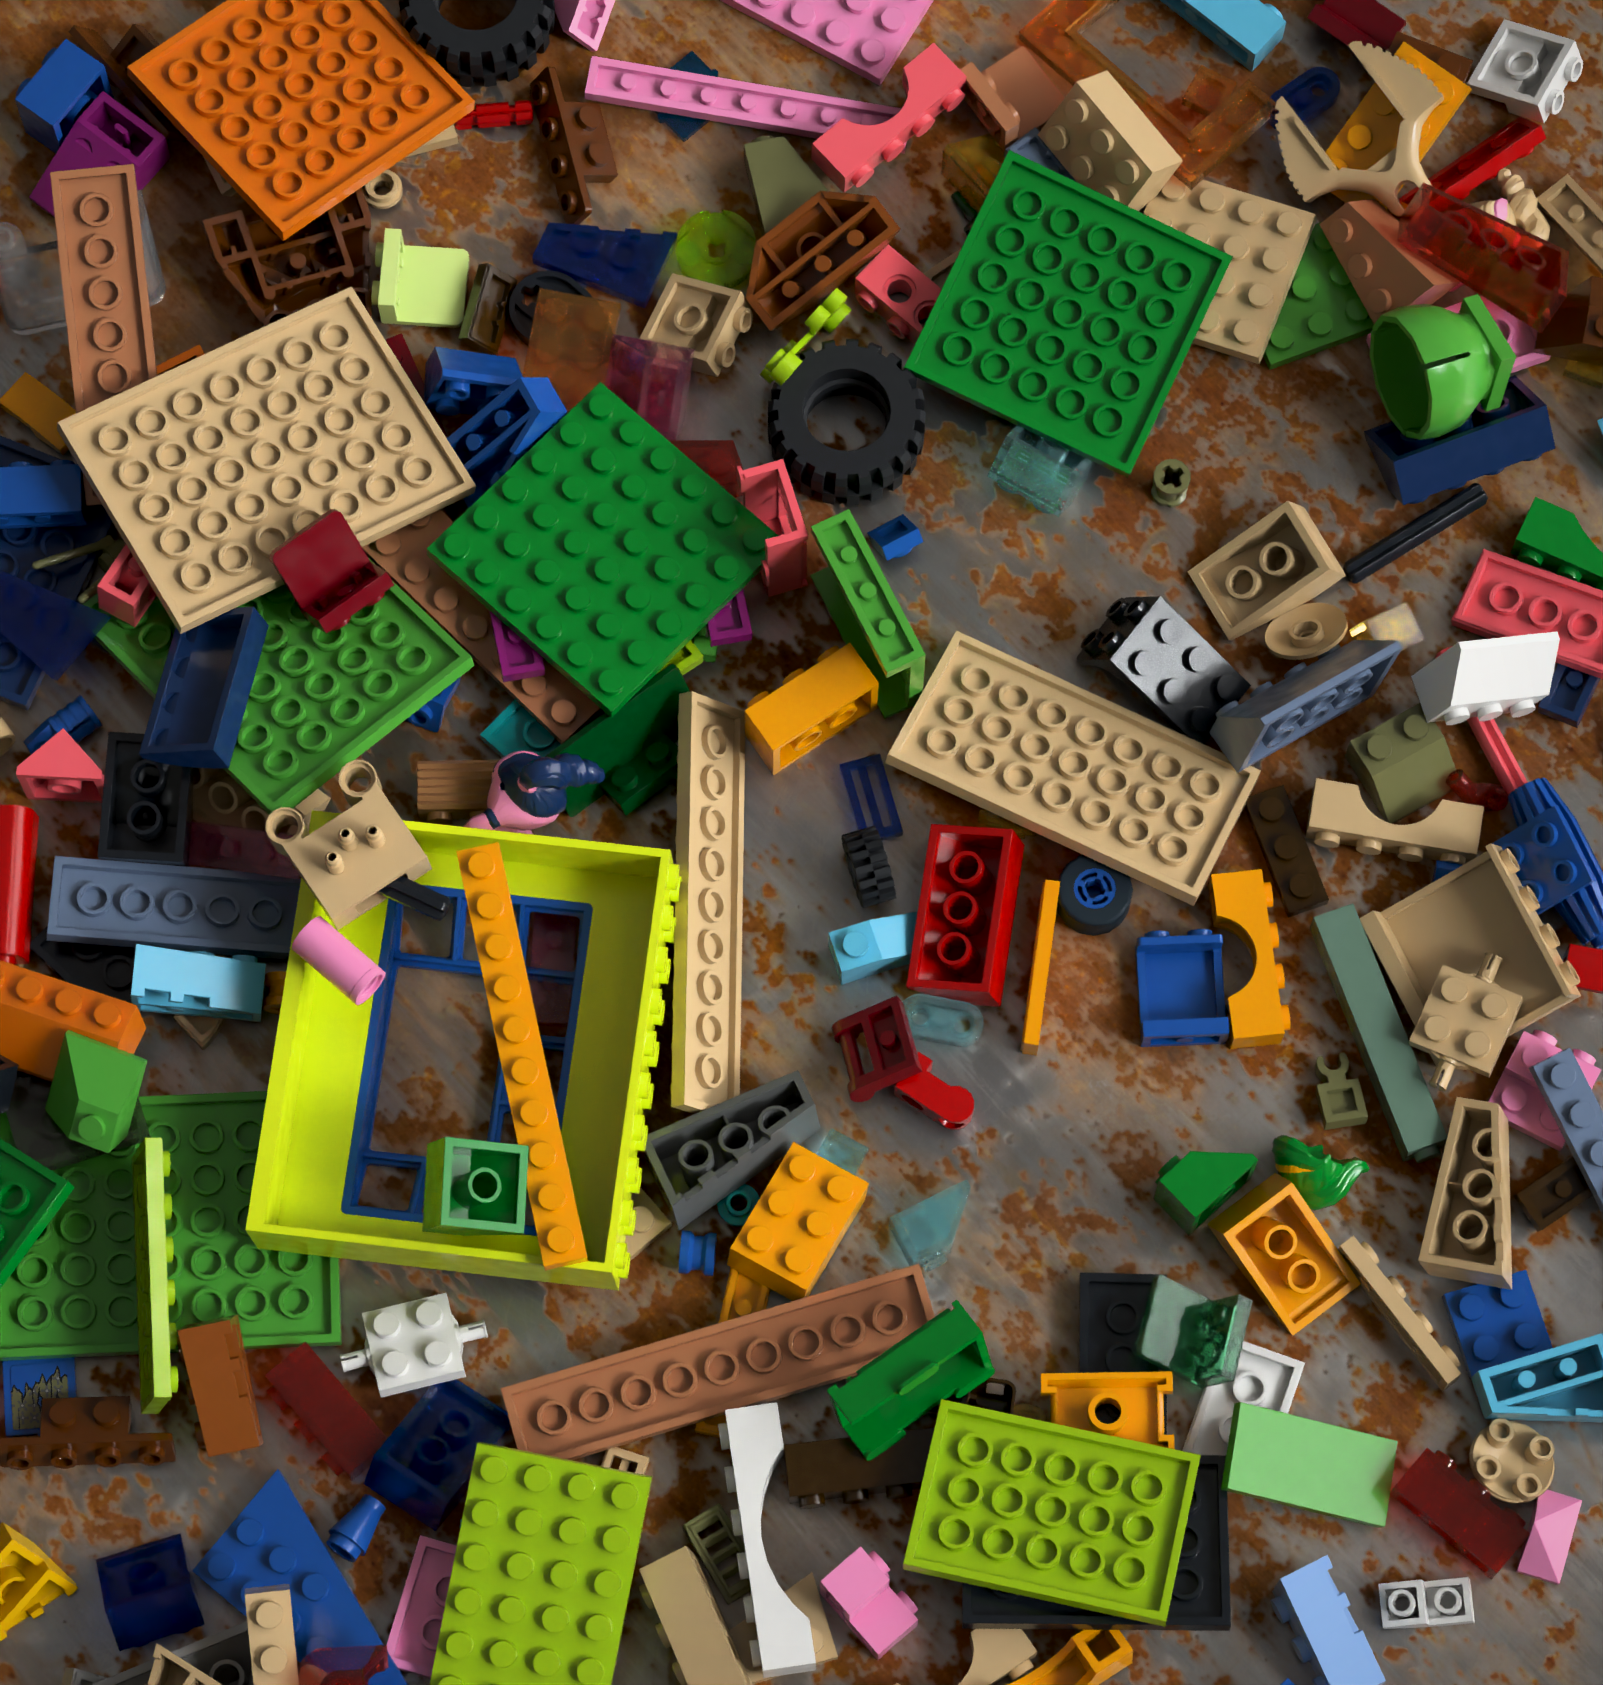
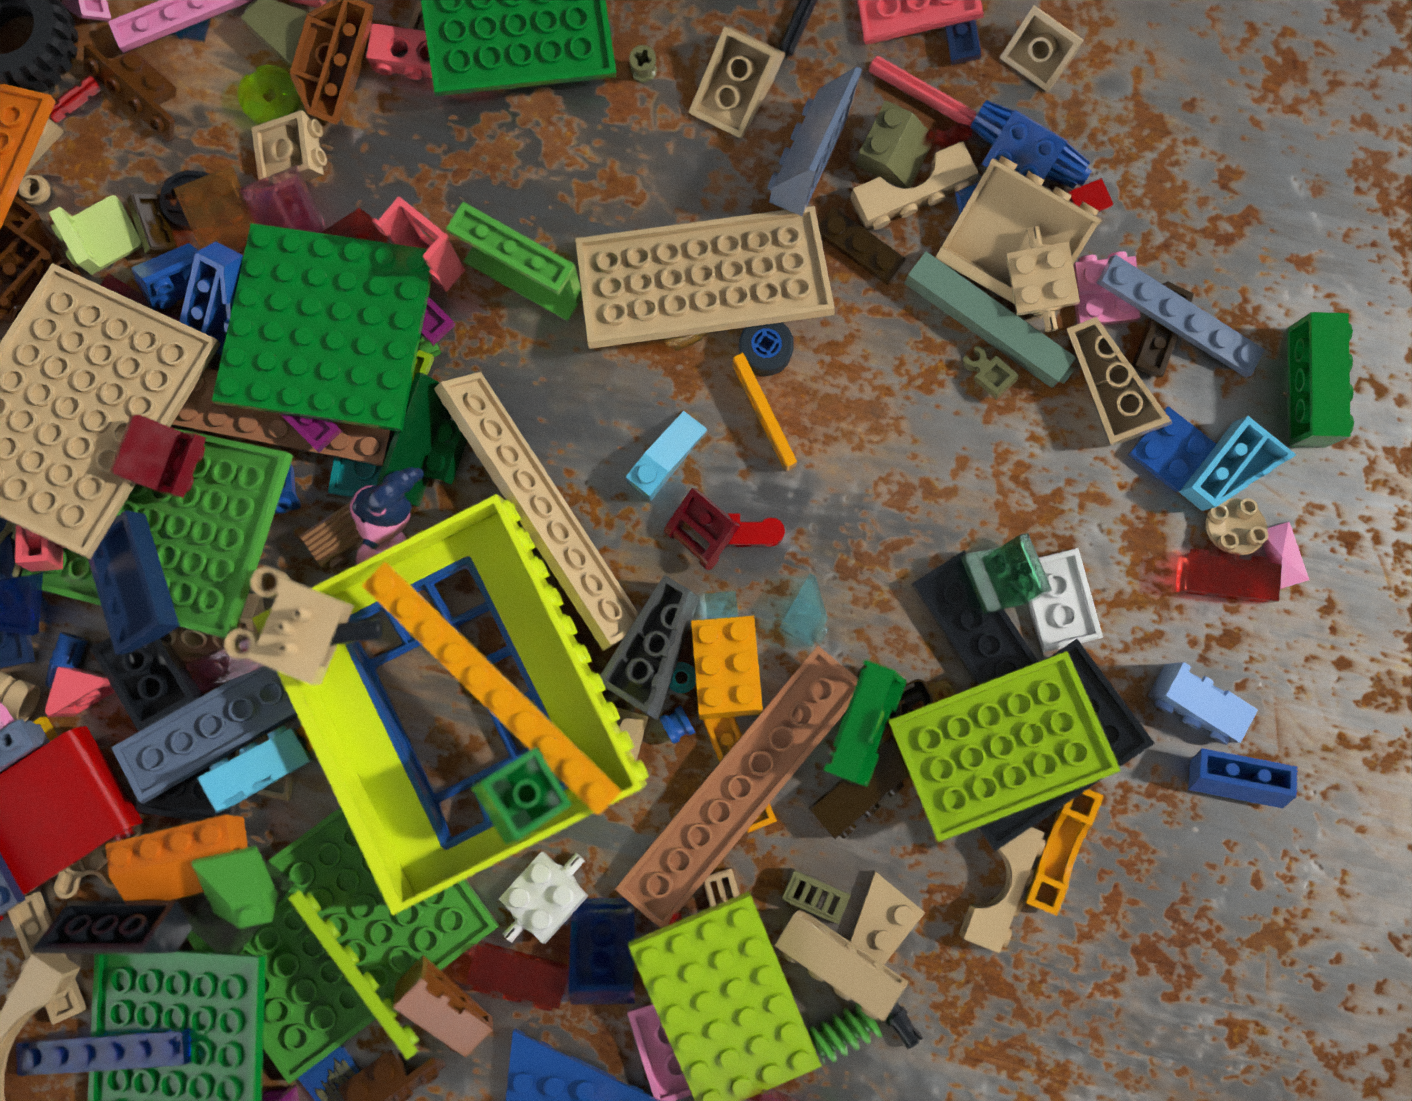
camera: 35 degrees left, 10 degrees up
(338, 960) = (333, 706): bright pink pin -> none
(354, 1531) = (585, 1033): blue cone -> none
(552, 949) = (463, 596): clear pink plate -> none
(611, 261) = (210, 144): clear blue wing -> none
(782, 1629) = (886, 924): white arch -> none
(810, 707) = (519, 343): light orange brick -> none
(828, 316) = (364, 93): lime plant -> none
(853, 372) = (411, 115): black tyre -> none
(860, 765) = (612, 393): clear blue tile -> none
(866, 1603) = (923, 870): bright pink brick -> none
(868, 866) = (621, 419): black tyre -> none
(895, 537) = (500, 204): blue plate -> none
(942, 1016) = (725, 482): clear light blue plate -> none
(966, 913) = (698, 409): red slope -> none
(1039, 471) = (559, 106): clear light blue slope -> none
(1134, 1394) = (966, 661): light orange piece -> none
(1164, 663) = (713, 176): black bracket -> none
(1181, 989) = (855, 370): blue panel -> none
(1201, 1184) = (951, 485): green slope -> none
(1240, 906) = (858, 296): light orange arch -> none
(1284, 1252) = (1022, 489): light orange slope -> none
(1306, 631) = (785, 102): tan dish -> none
(1309, 1465) = (1126, 610): tile -> none
(1316, 1176) = (1009, 431): green hair -> none
(1392, 624) = (835, 65): clear yellow brick -> none
(1409, 1325) = (1125, 484): tan plate -> none
(1426, 1603) = (1242, 643): white slope -> none
(1488, 678) = (916, 60): white slope -> none

